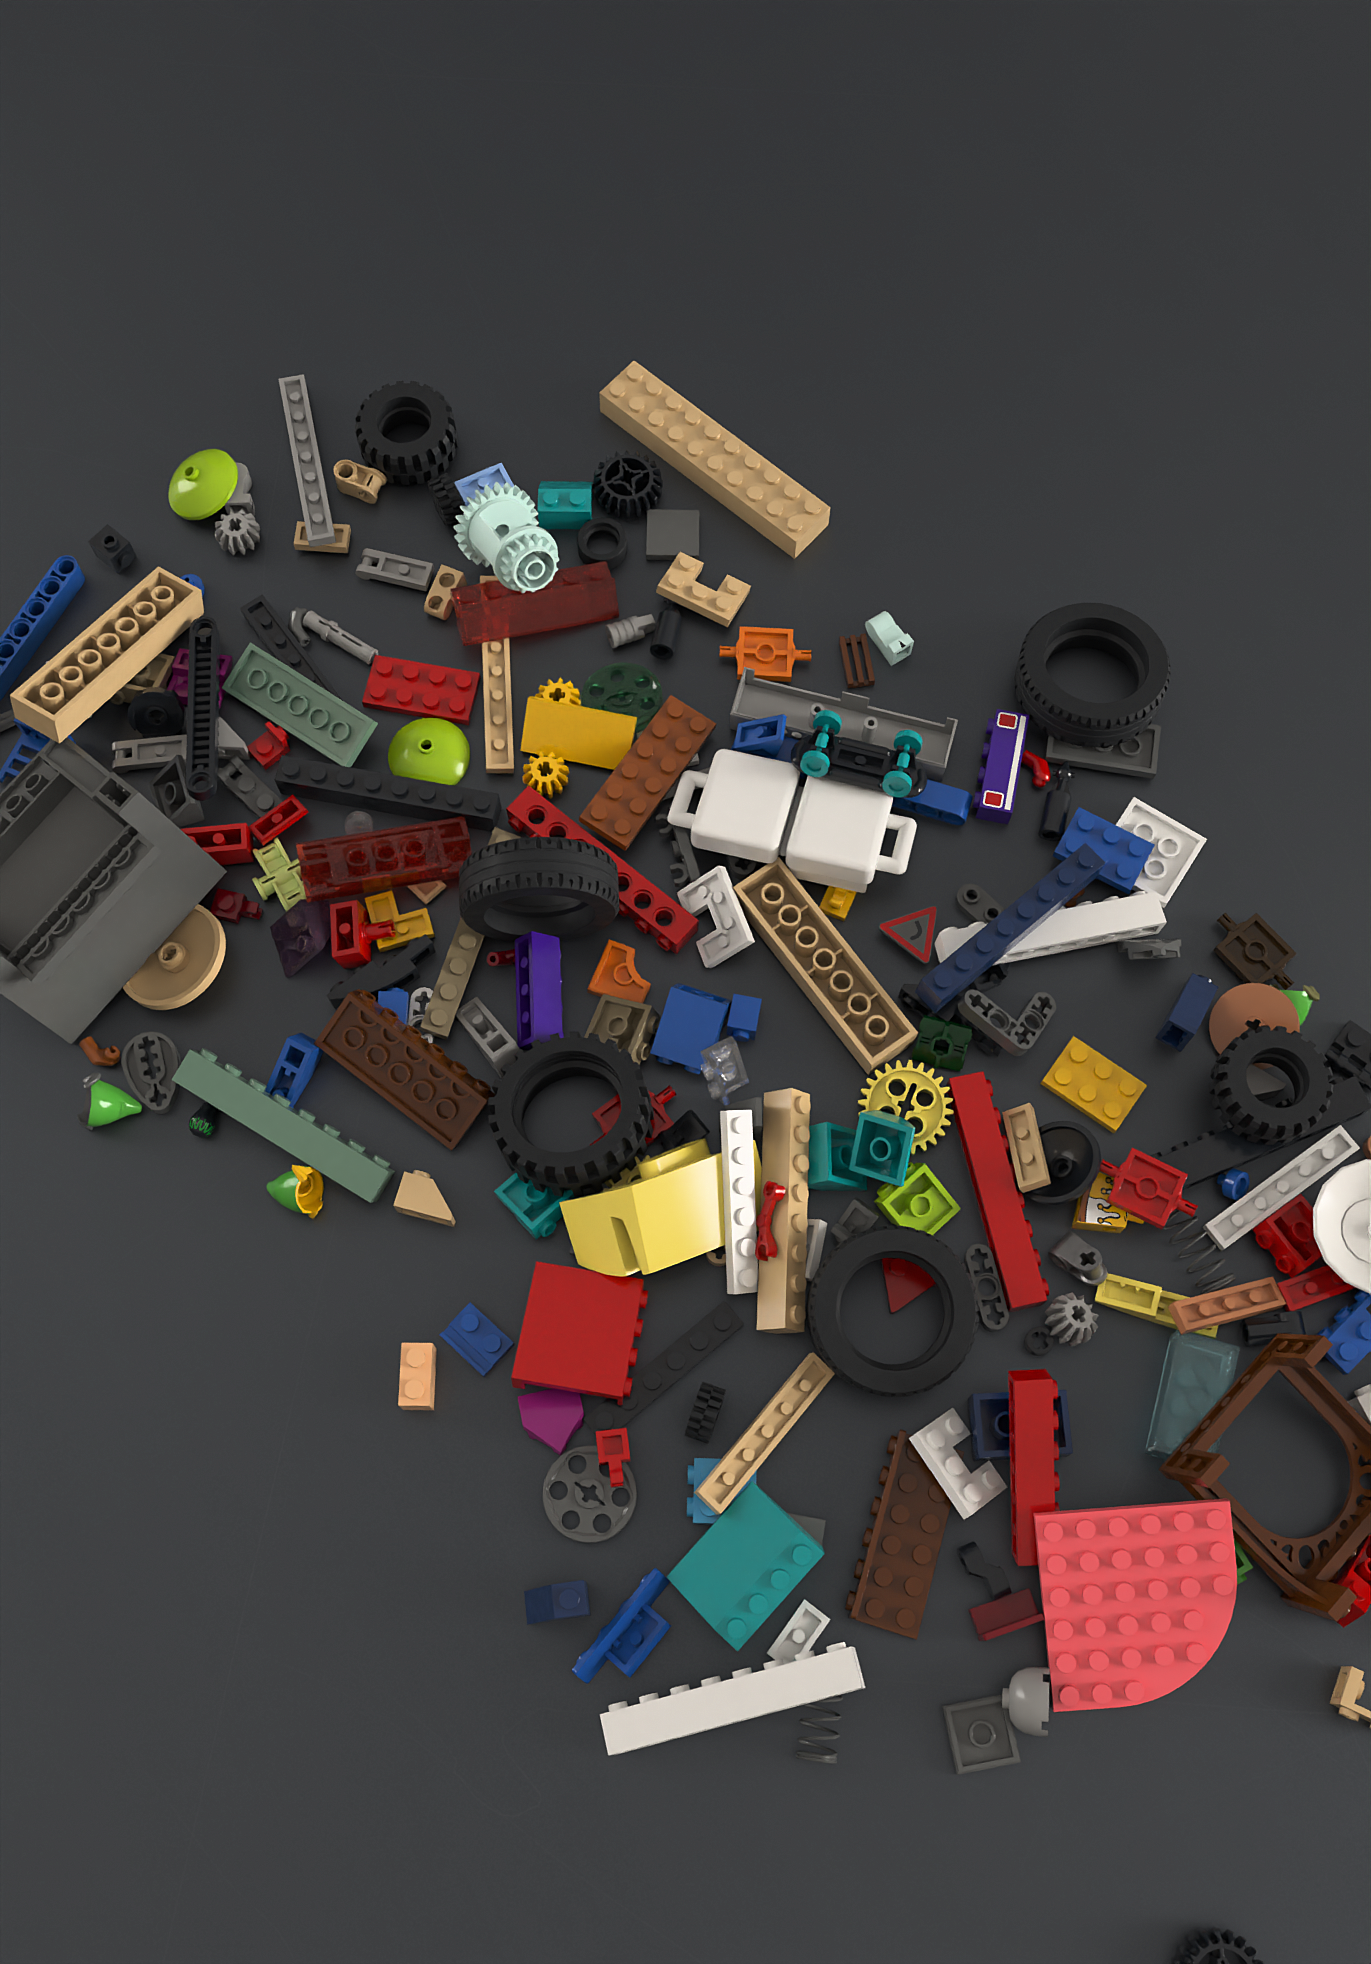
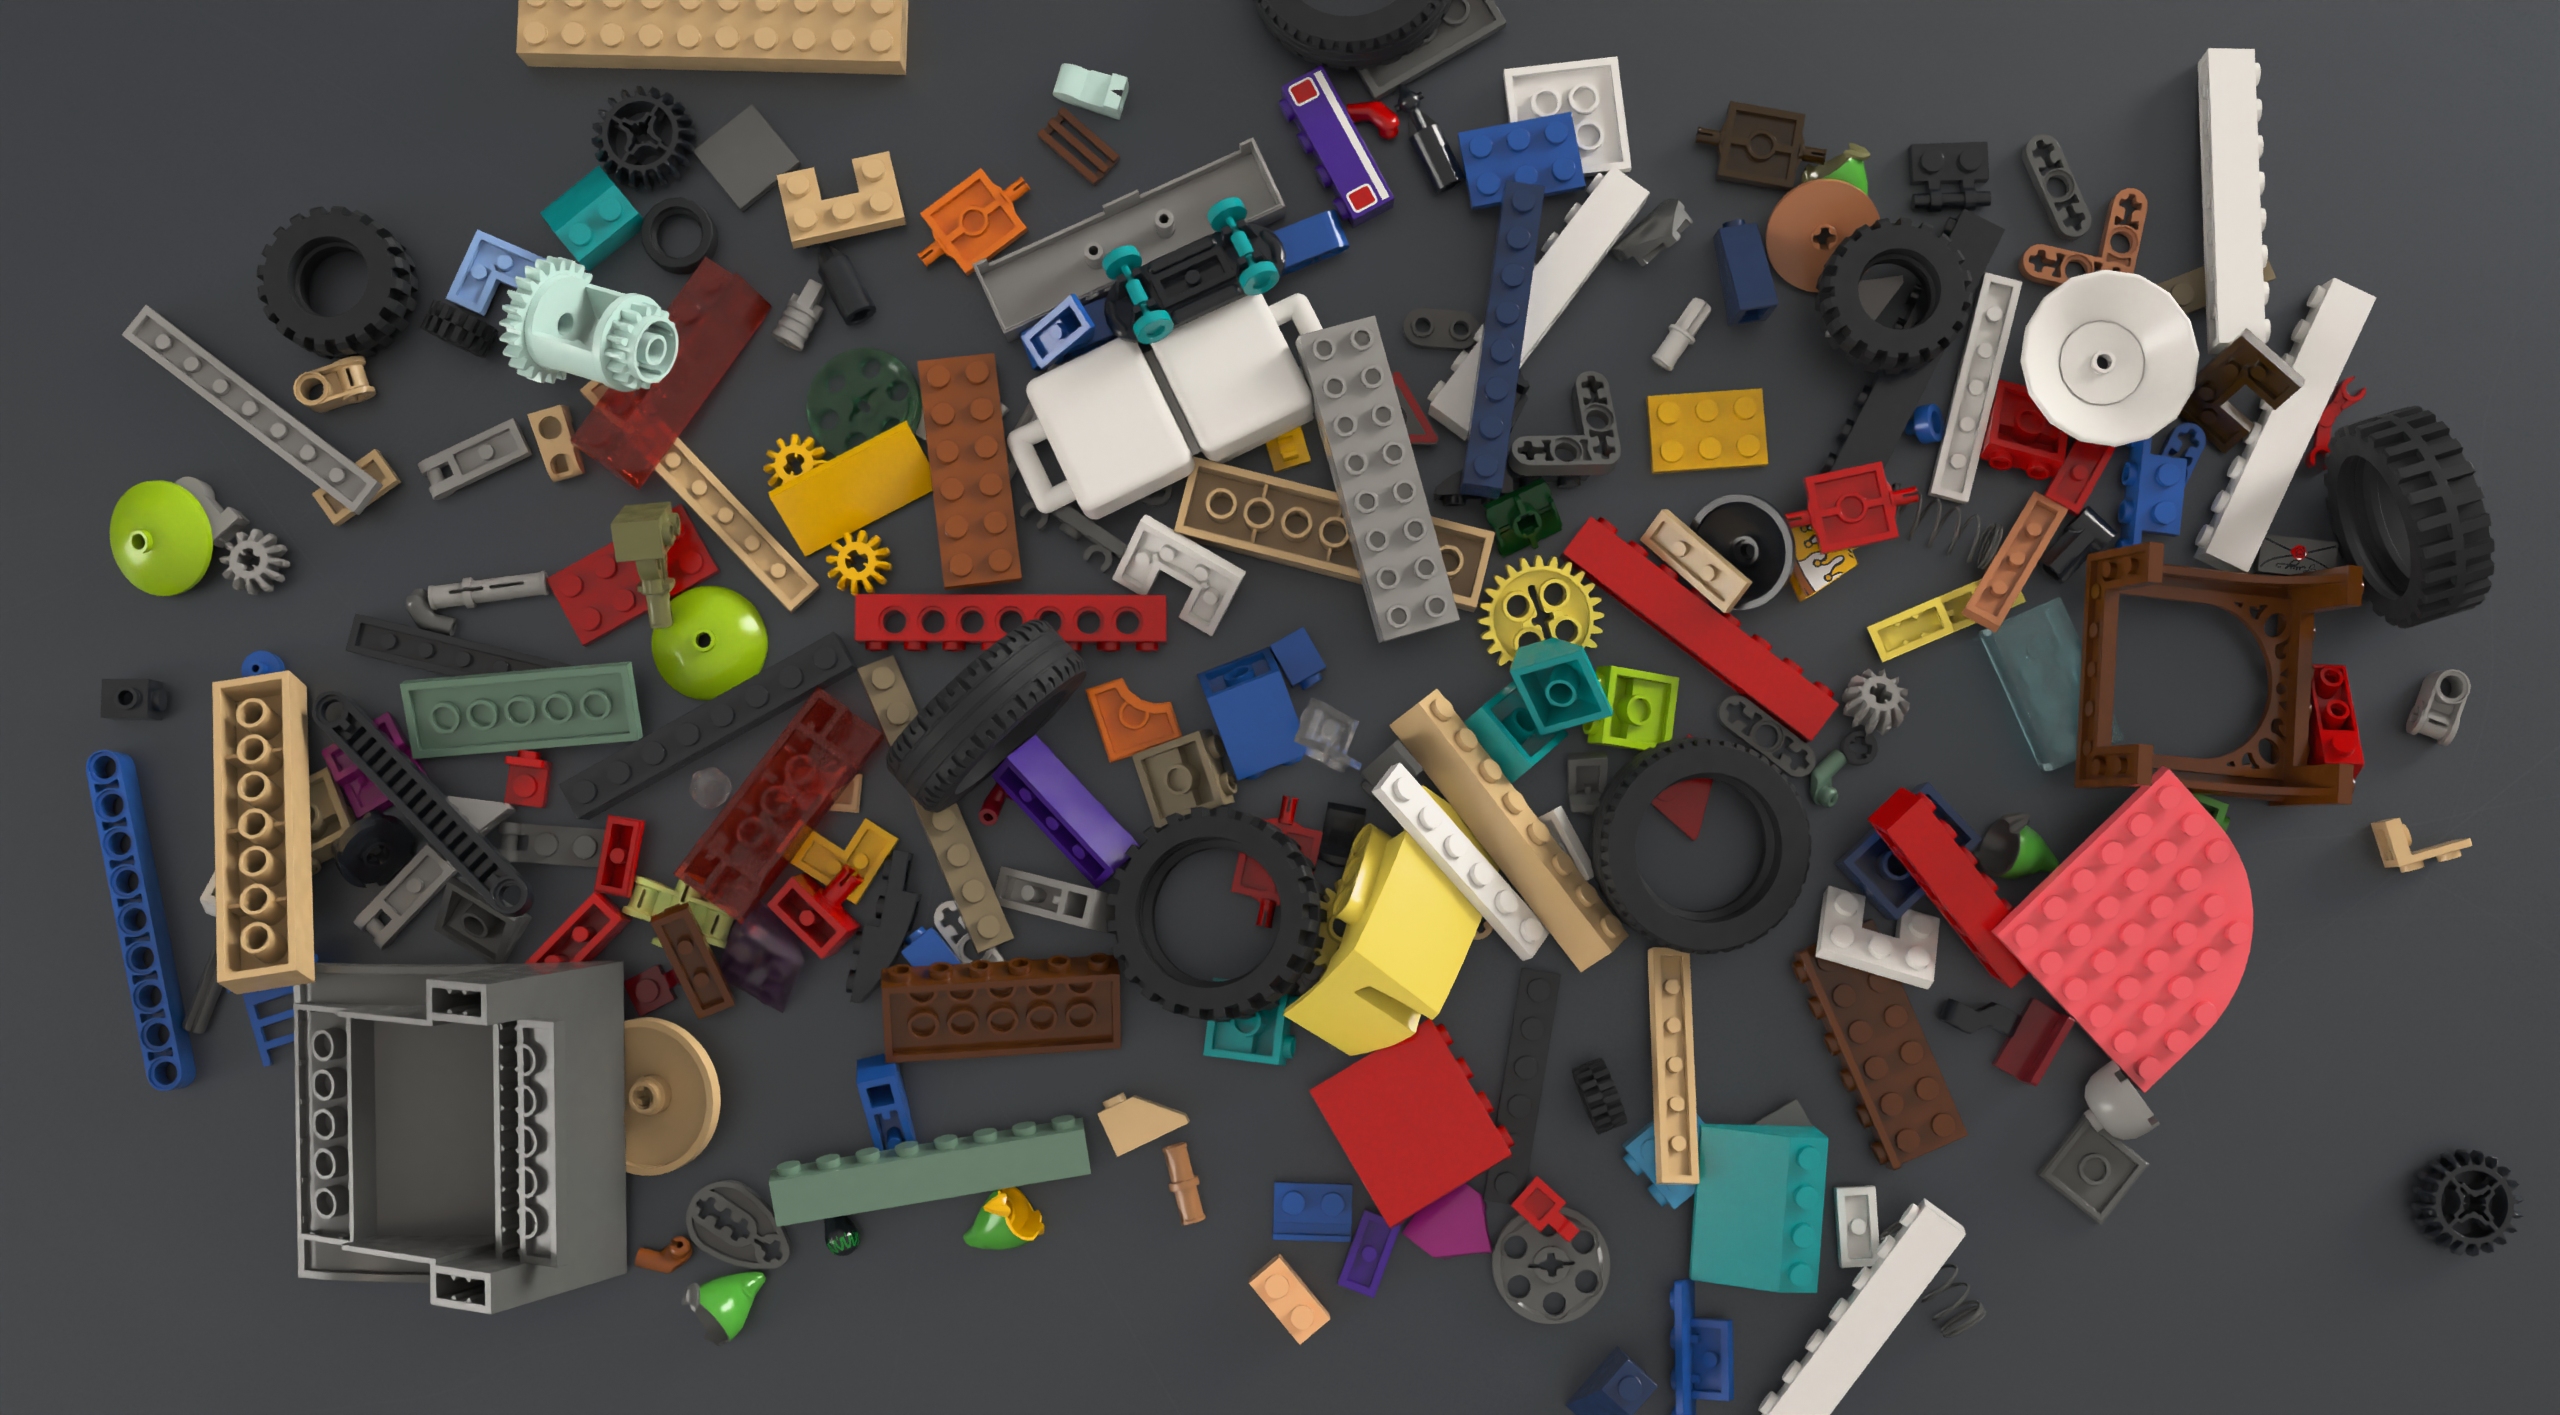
camera: 40 degrees left, 15 degrees up
(263, 901) = (692, 960): none -> reddish brown plate
(417, 1257) = (1183, 1183): none -> medium nougat pin
(443, 669) = (645, 536): none -> olive brick
(486, 1392) = (1368, 1254): none -> dark purple plate
(765, 1243) = (1523, 883): red piece -> none
(872, 946) = (1376, 479): none -> light grey piece
(1001, 1339) = (1821, 779): none -> sand green arm
(1079, 1259) = (1831, 633): flat silver piece -> none
(1089, 1480) = (2014, 849): none -> hat
(1122, 1018) = (1682, 333): none -> white axle

